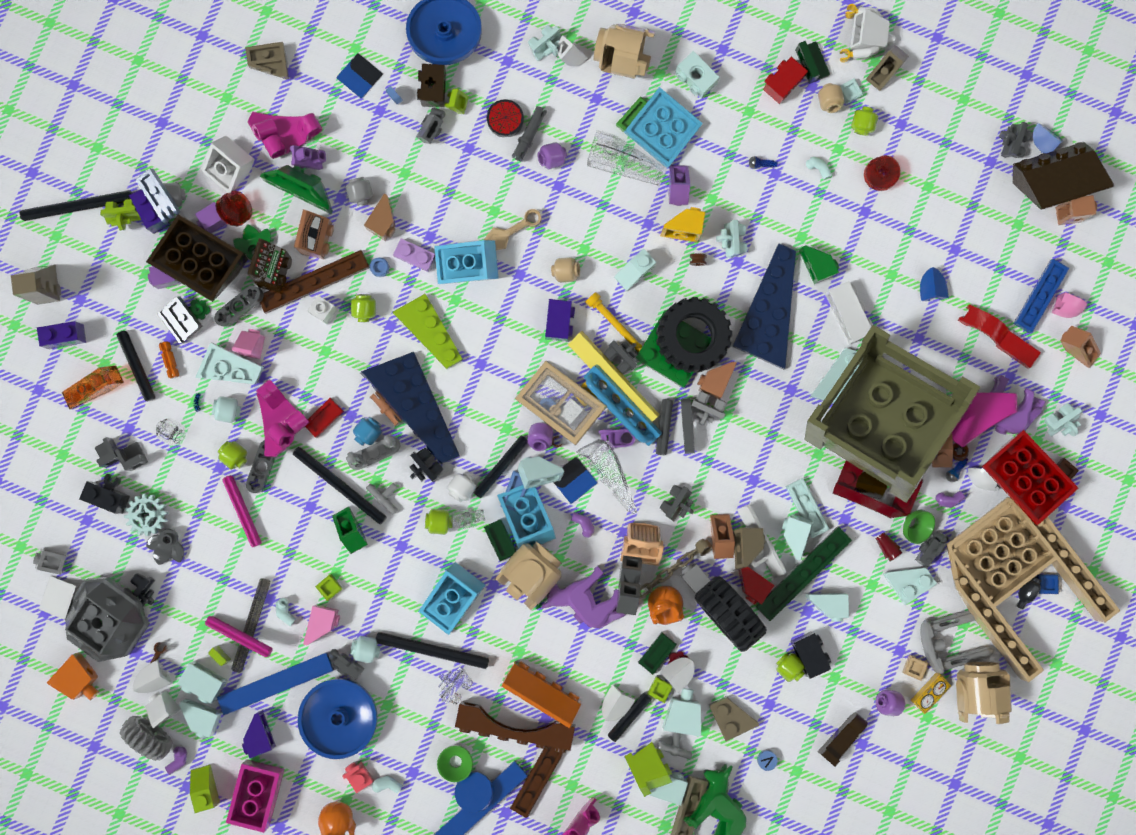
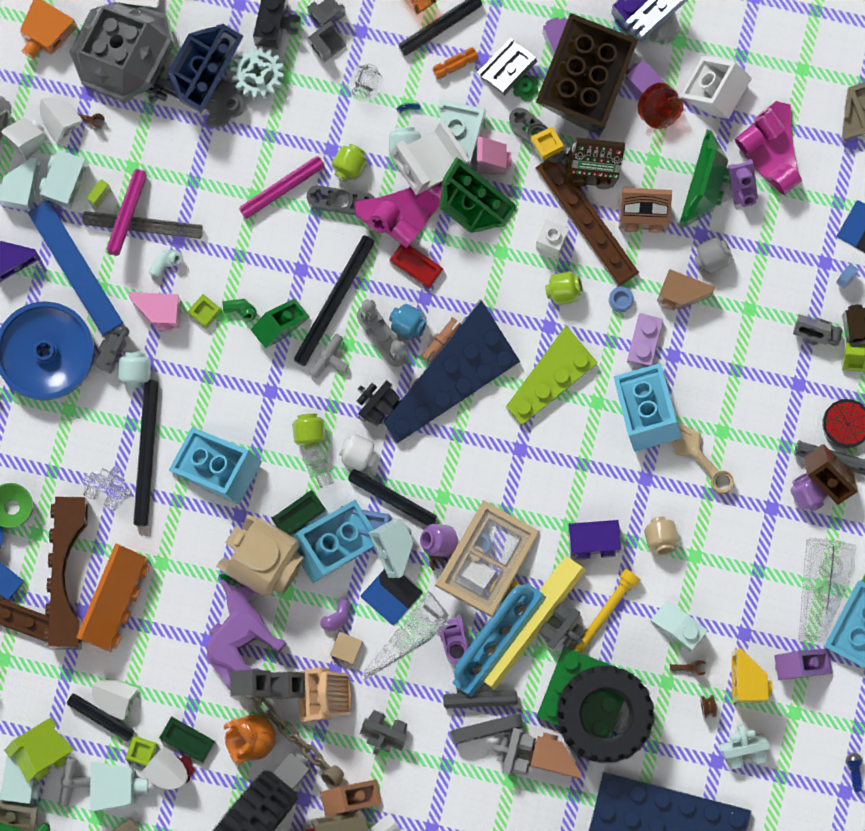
camera: 90 degrees right, 5 degrees down
(130, 557) = (202, 64): none -> dark blue wedge
(242, 390) = (428, 158): none -> white panel
(247, 299) = (547, 143): none -> yellow plate
(250, 239) = (625, 132): green plate -> none
(280, 364) = (473, 200): none -> green wedge
(331, 557) = (242, 307): none -> green arm
(543, 135) = (830, 474): none -> reddish brown brick
(608, 521) = (346, 648): none -> tan tile
(666, 269) = (688, 667): none -> reddish brown hand

